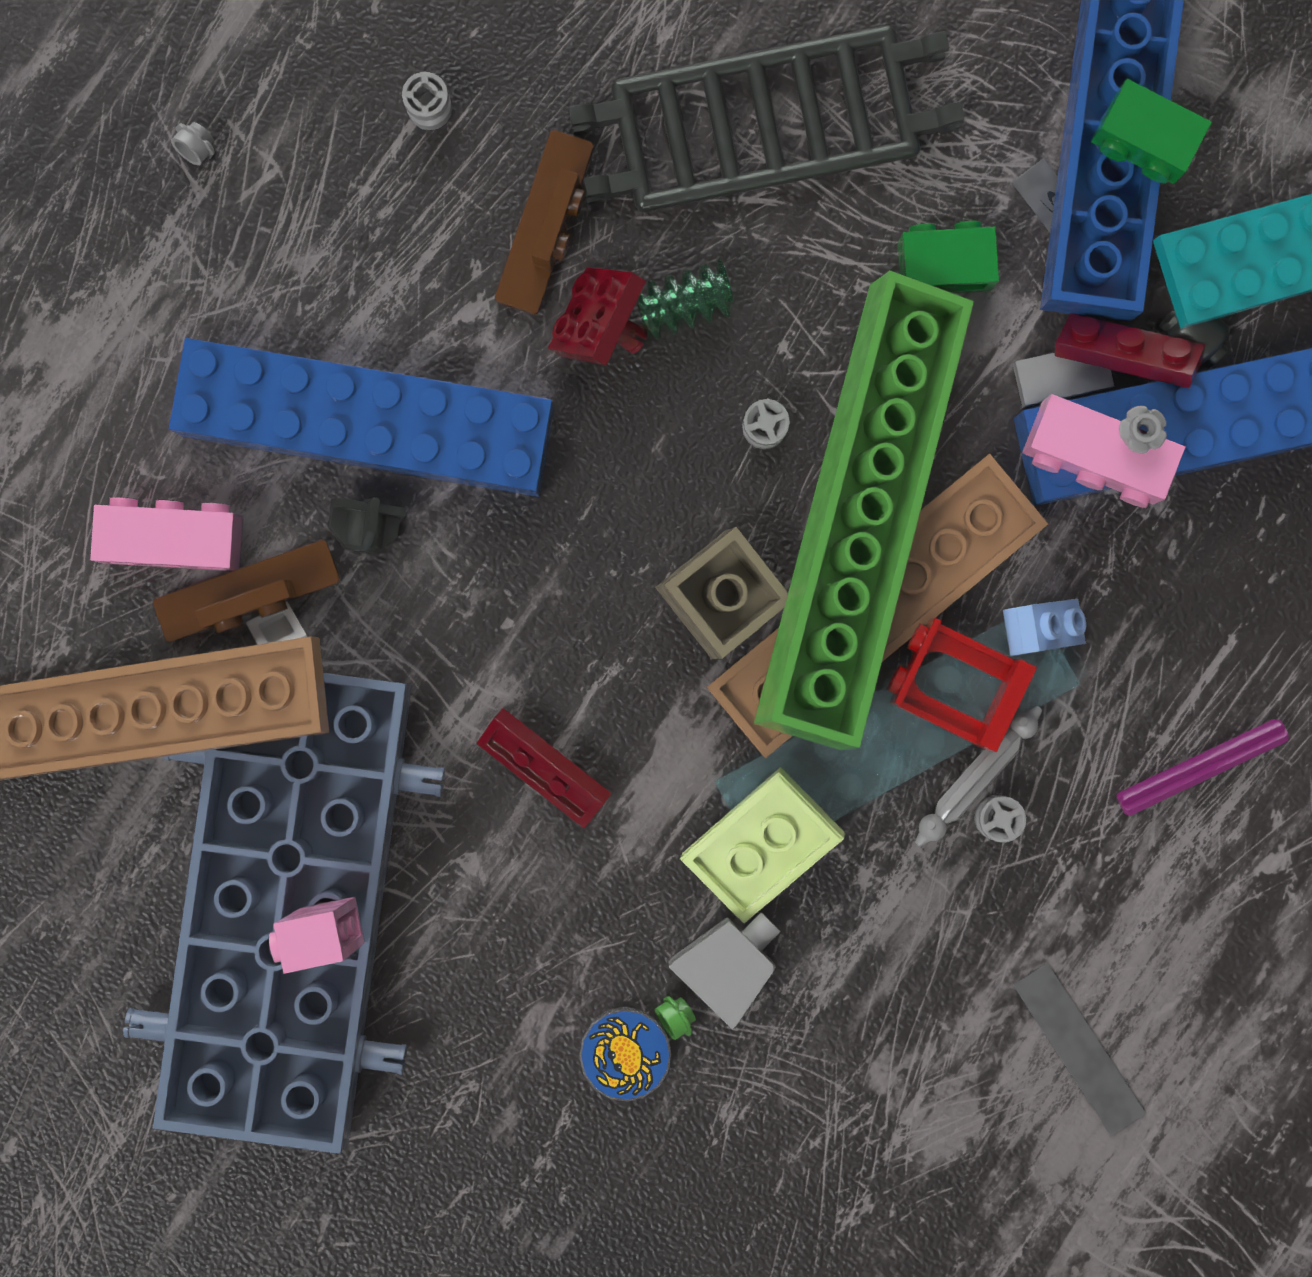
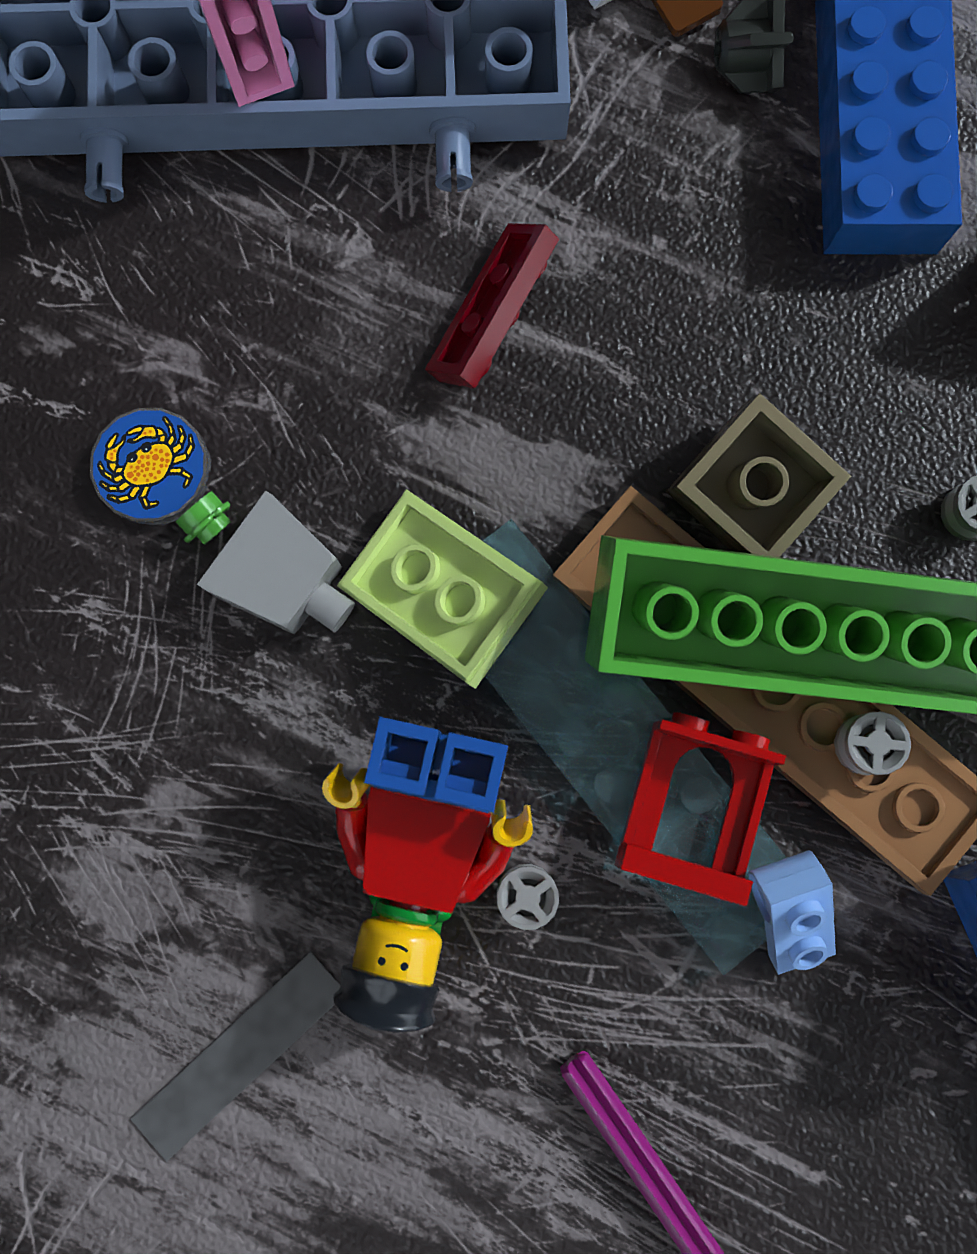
camera: 85 degrees right, 5 degrees down
(943, 542) = (886, 742): none -> light grey wheel
(959, 895) = (419, 851): none -> piece
(977, 778) = (594, 868): light grey wheel -> none

